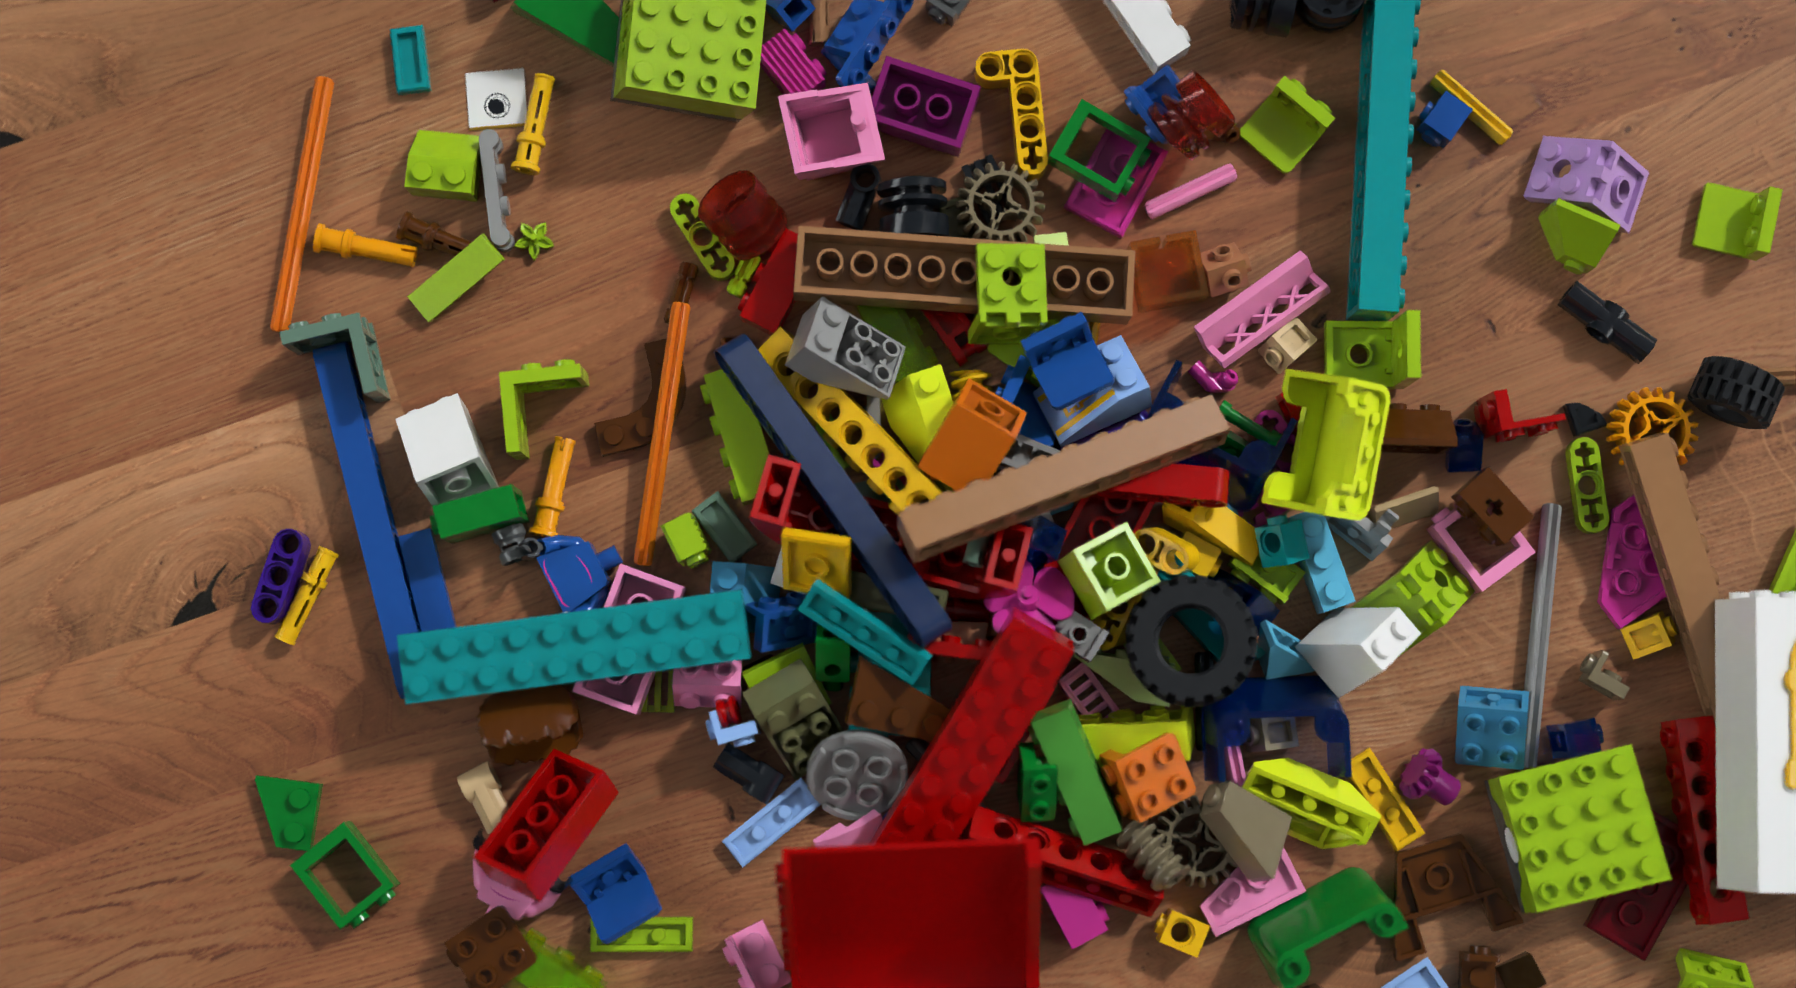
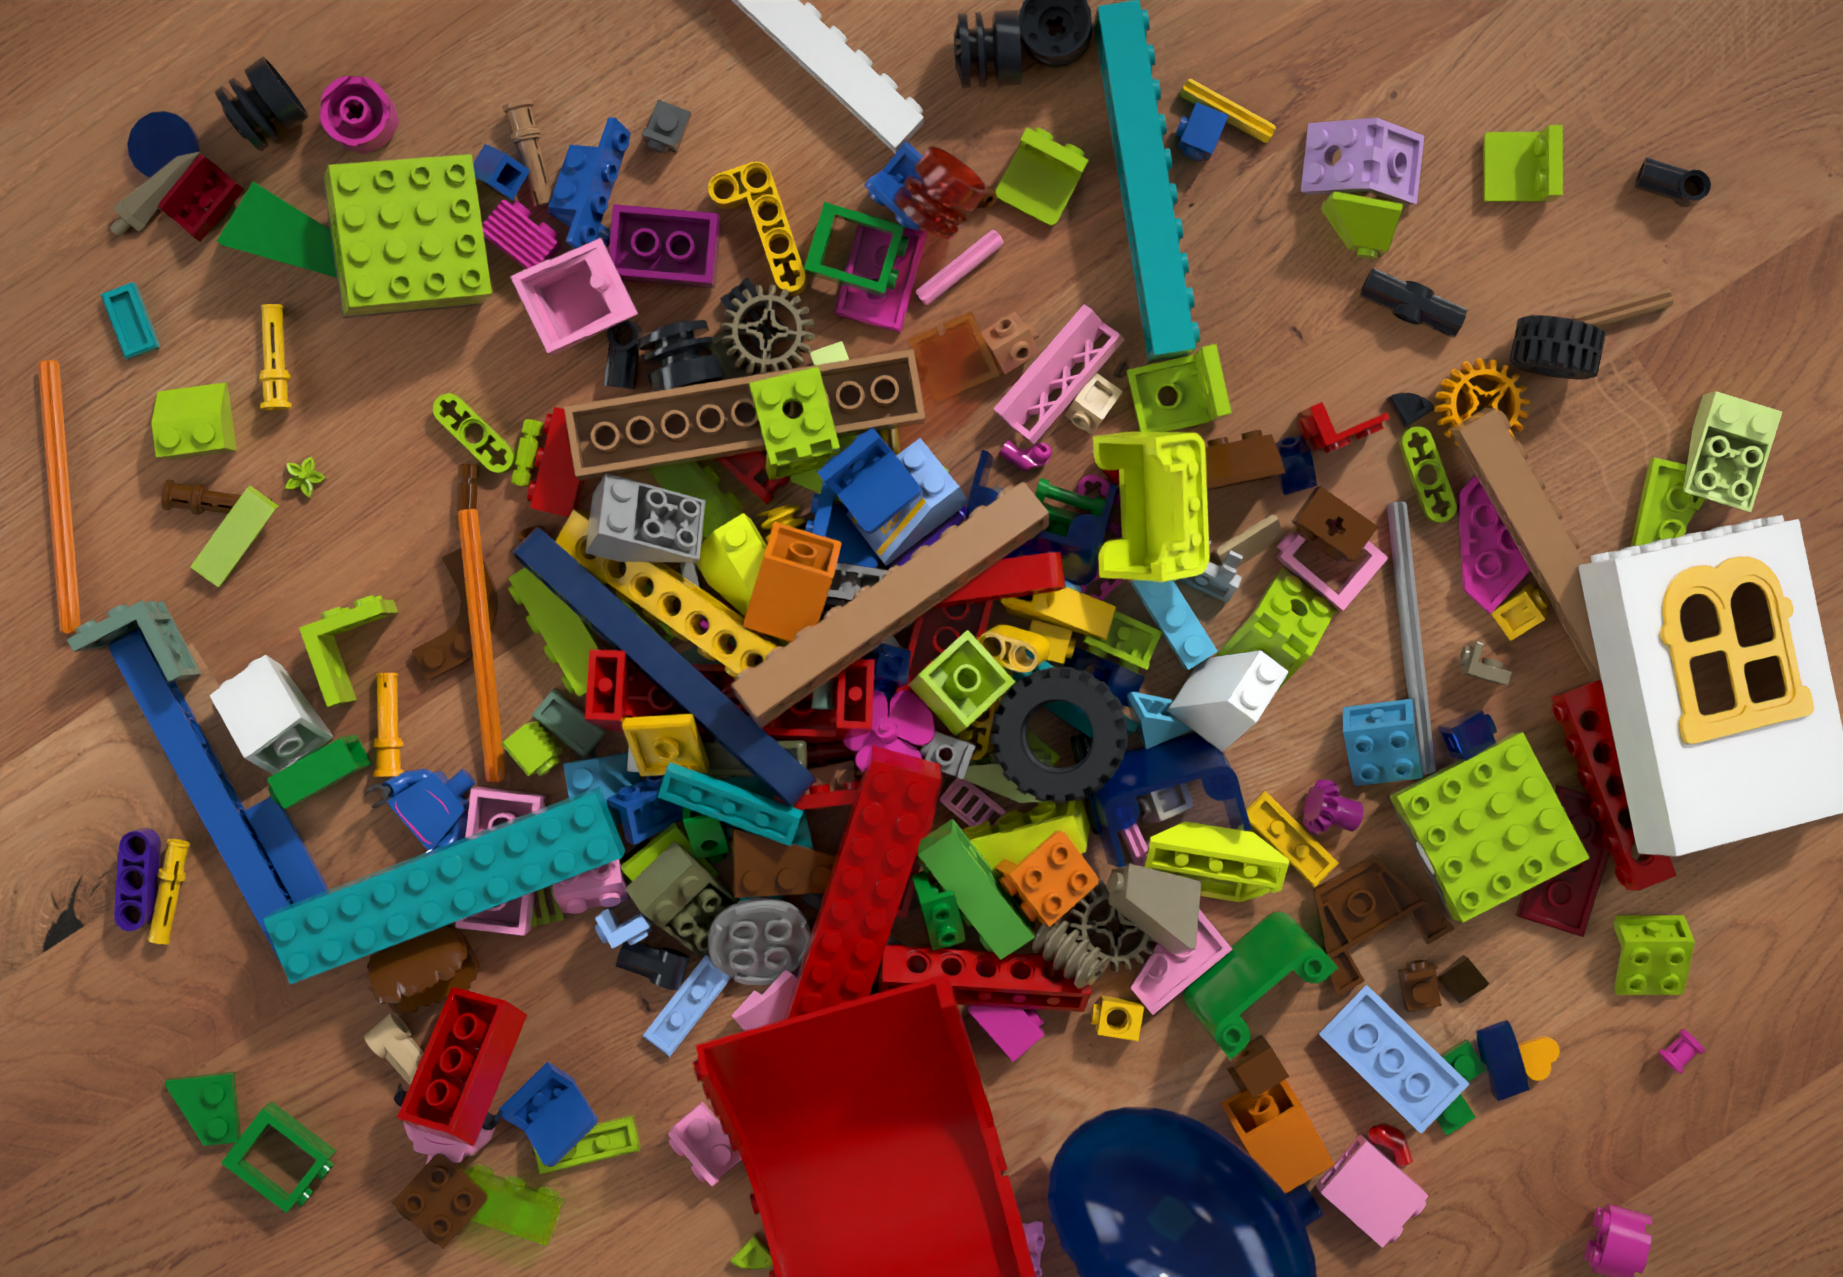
camera: 10 degrees left, 5 degrees up
(350, 244) = (118, 526): light orange pin -> none
(494, 176) = (245, 424): light grey plate -> none
(496, 99) = (228, 340): white sticker -> none
(510, 537) = (353, 787): dark grey wheel -> none
(728, 711) = (616, 910): red bush -> none
(742, 215) = (507, 405): clear red wheel -> none
(1281, 541) = (1130, 609): teal brick -> none

